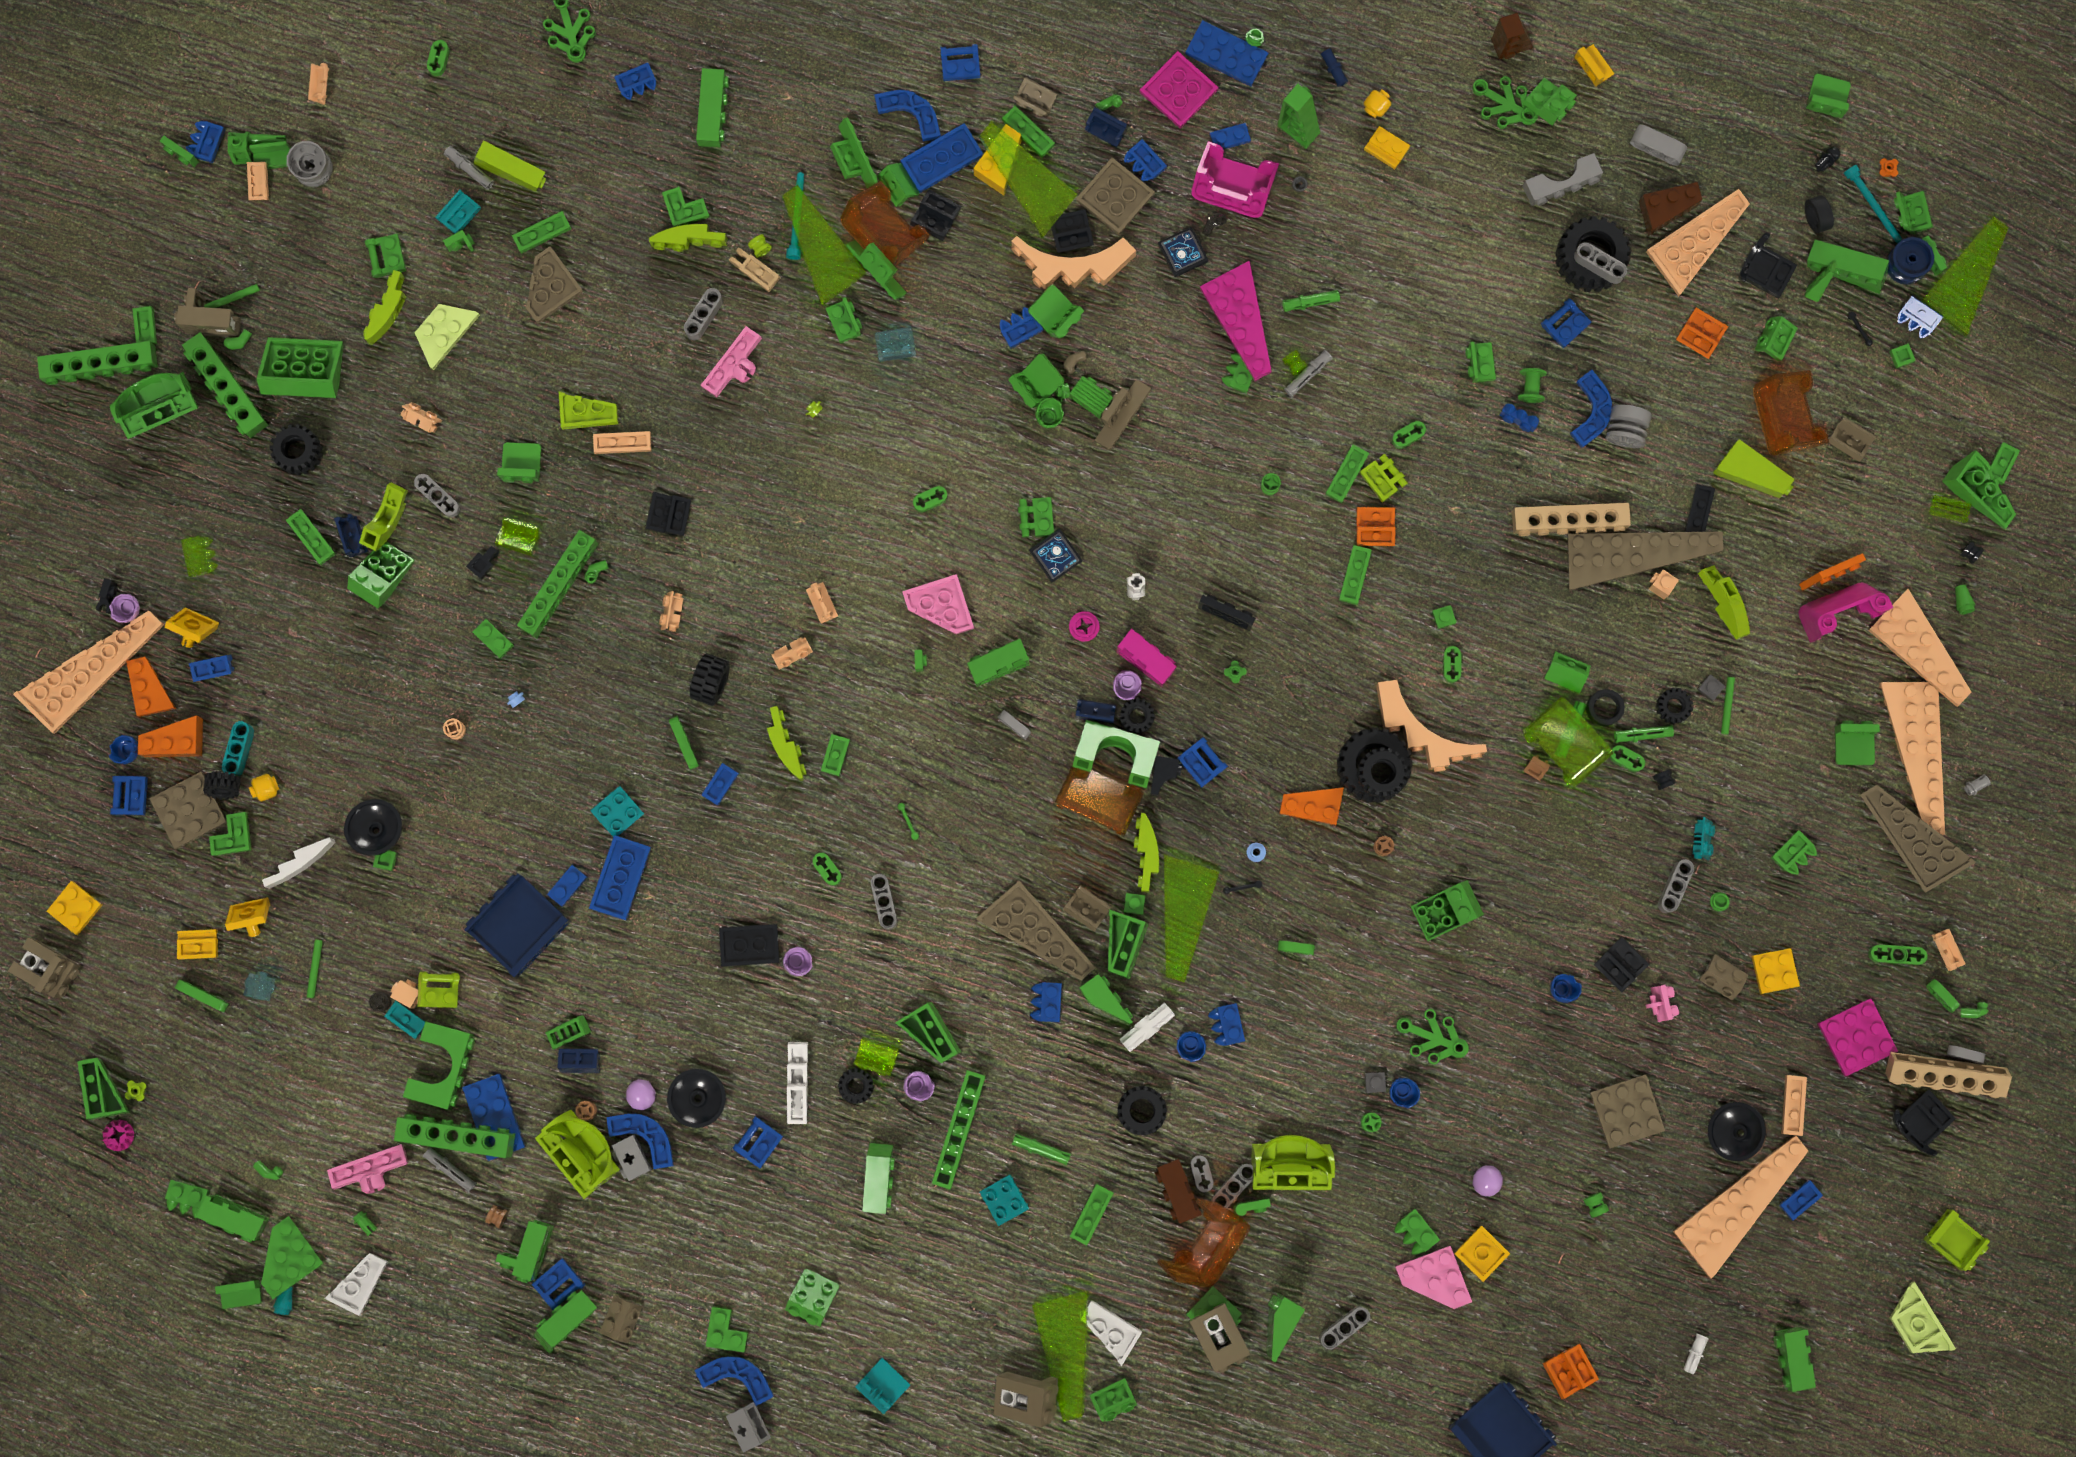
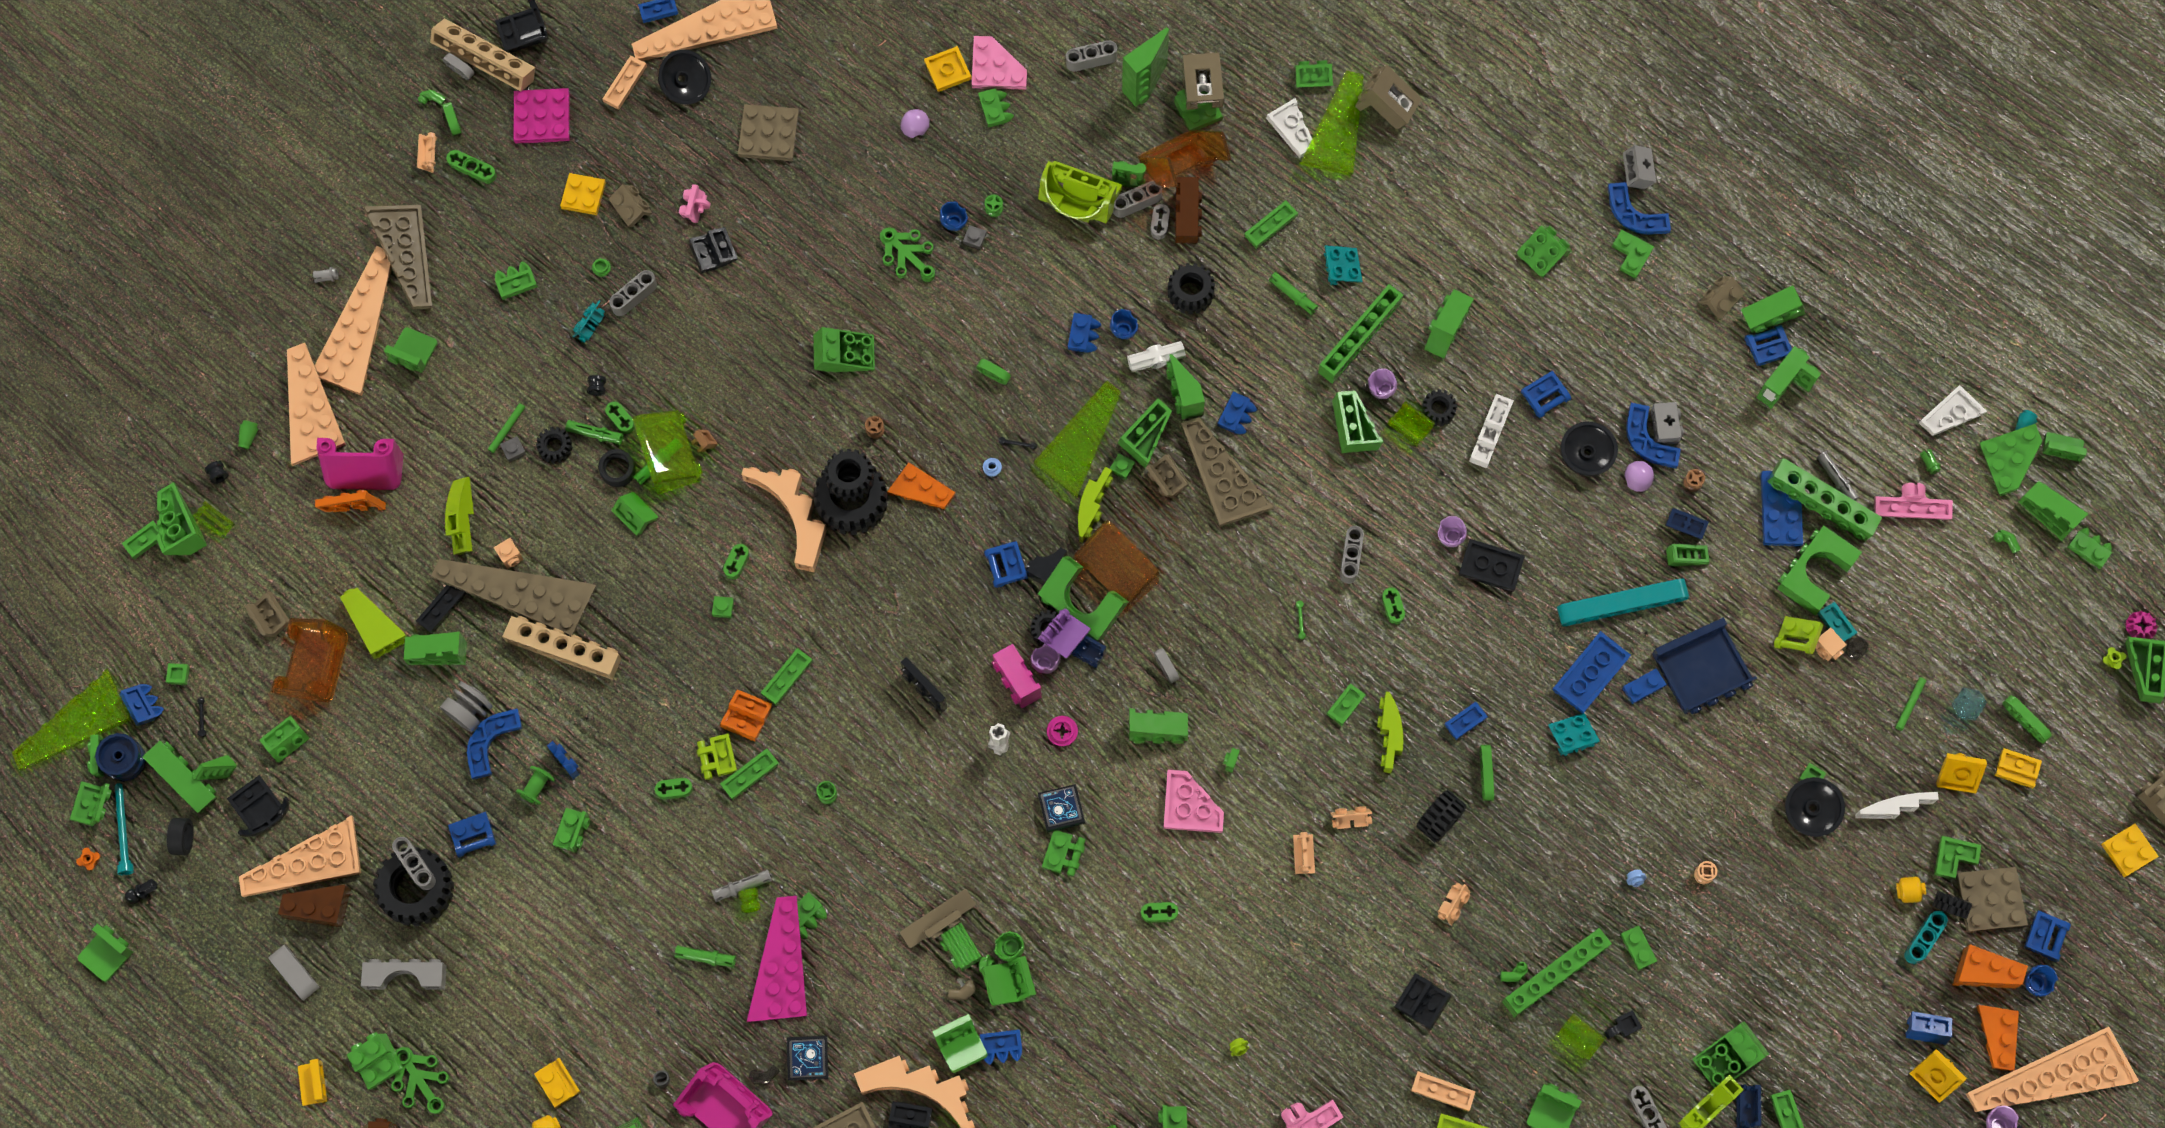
camera: 160 degrees left, 10 degrees down
(496, 1216) = (1806, 421): medium nougat wheel -> none
(578, 1153) = (1715, 443): lime piece -> none
(613, 958) = (1623, 602): none -> teal beam
(882, 1386) = (1509, 159): teal hinge -> none
(895, 344) = (1132, 1078): clear light blue bracket -> none
(1118, 710) = (1064, 633): none -> medium lavender hinge
(1240, 672) = (939, 638): bright green plate -> none
(1565, 988) = (772, 246): blue hair -> none
(1594, 1200) = (832, 69): bright green wheel -> none
(1683, 469) = (435, 649): none -> bright green wedge
(1702, 333) = (350, 773): orange slope -> none

